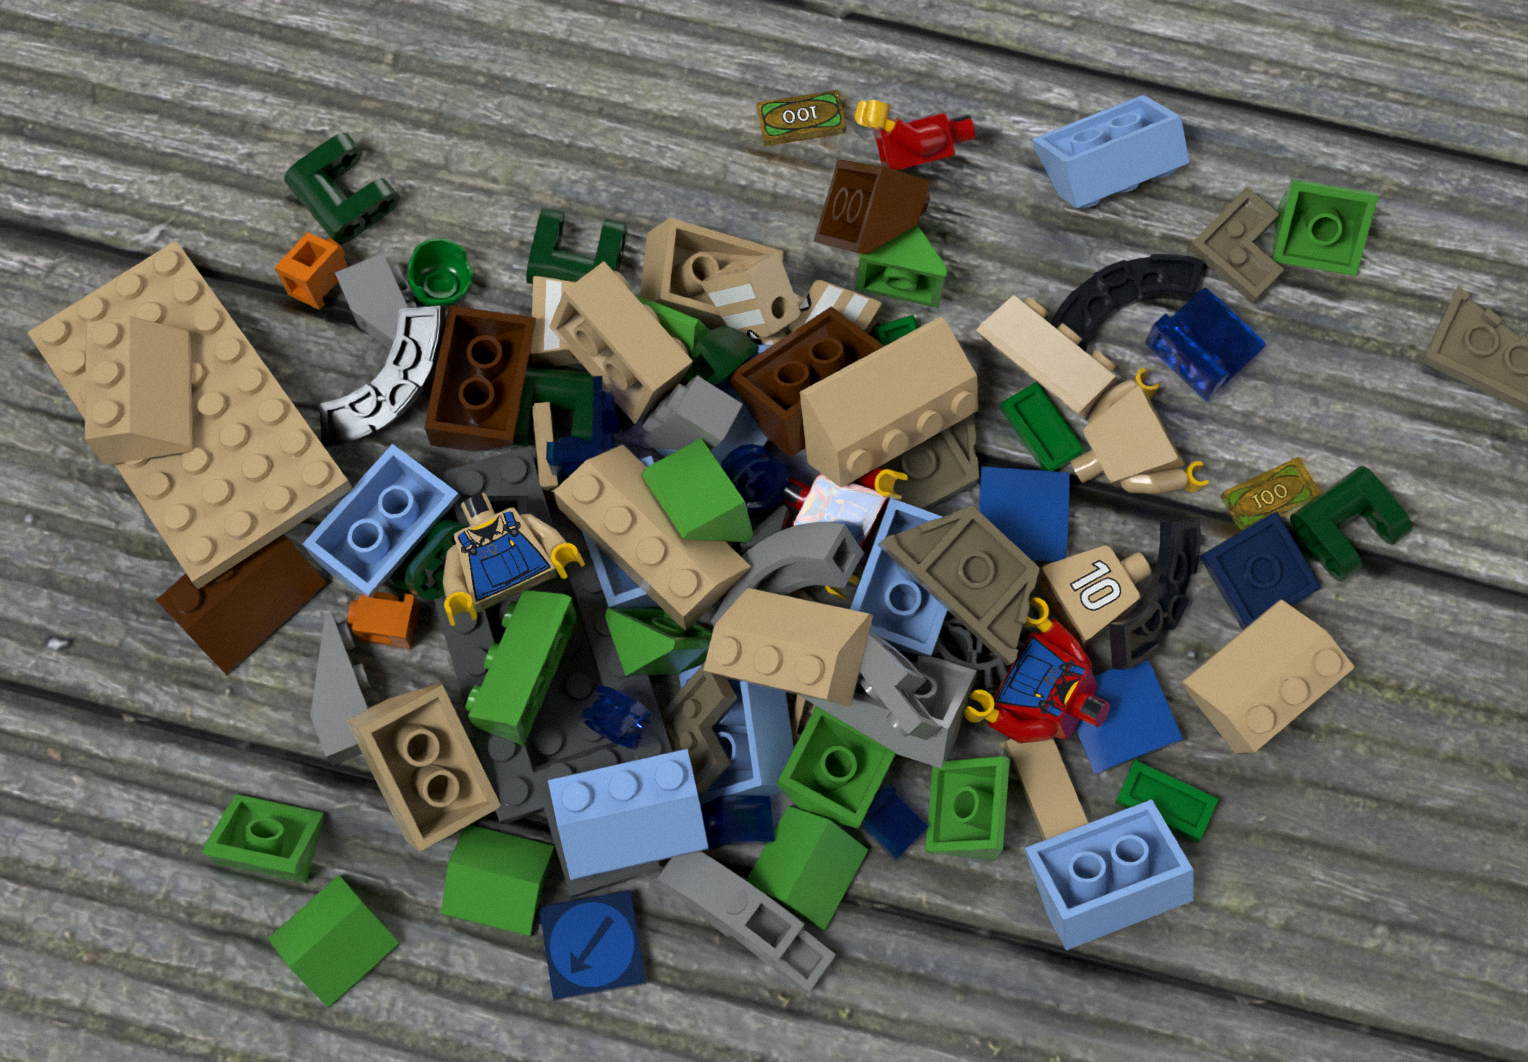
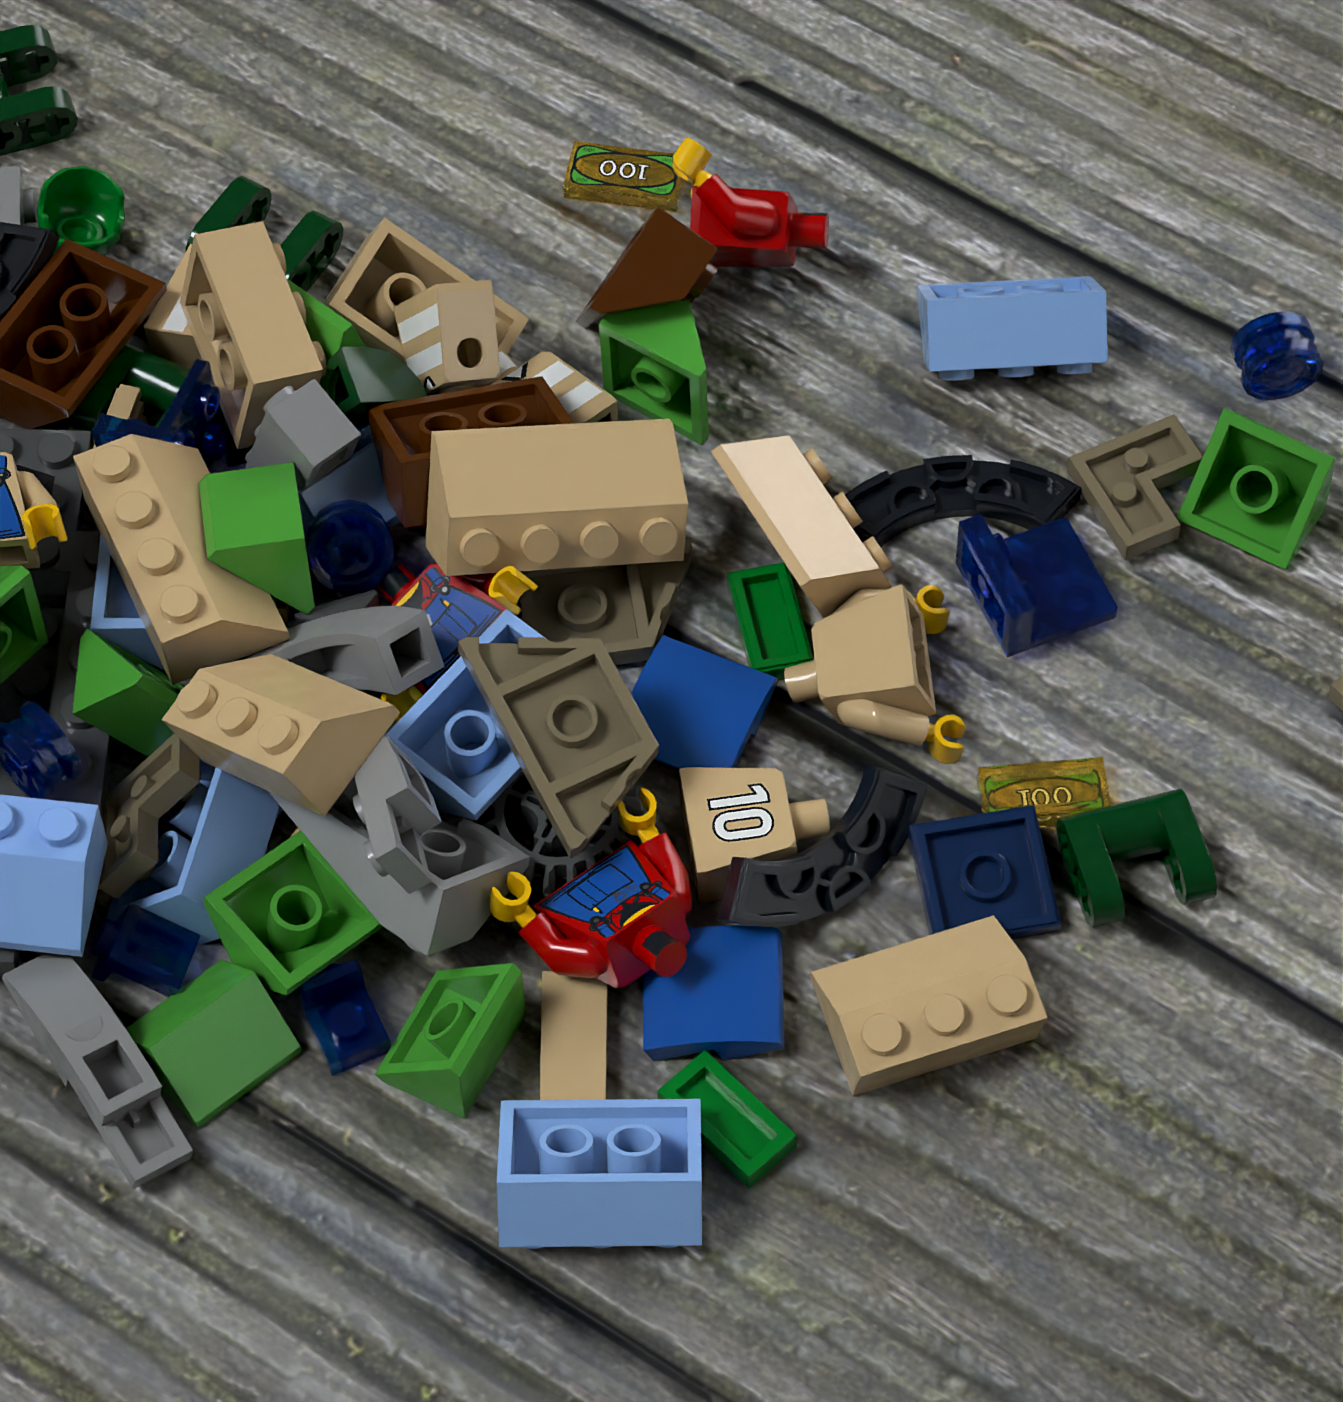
camera: 25 degrees right, 15 degrees down
(1297, 121) = (1276, 355): none -> clear blue wheel

